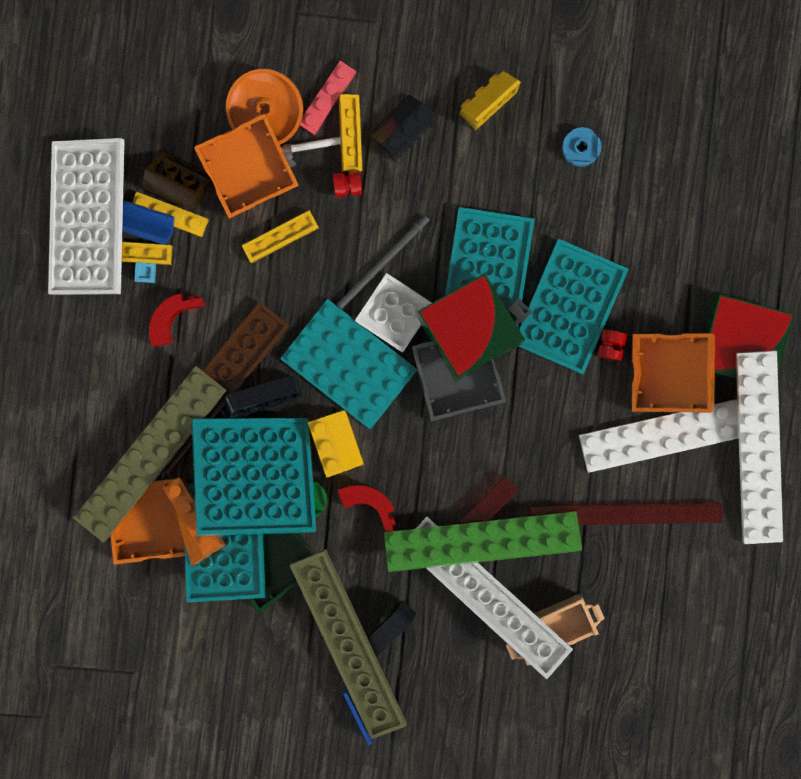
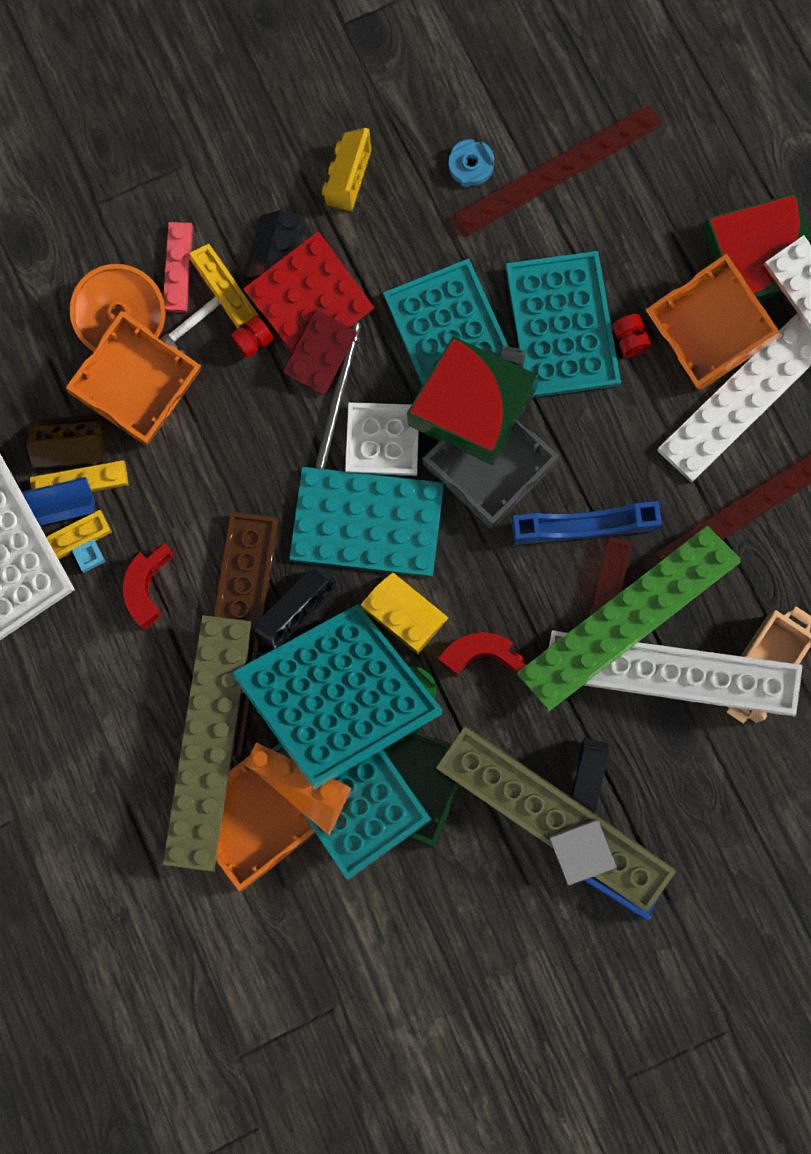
camera: 25 degrees left, 10 degrees down
(280, 236) = (212, 433): yellow plate -> none
(352, 677) = (583, 851): none -> light grey tile
(388, 224) = (320, 352): none -> dark red plate
(404, 180) = (307, 281): none -> red plate
(496, 458) = (559, 527): none -> blue arch
(640, 190) = (558, 170): none -> clear red plate

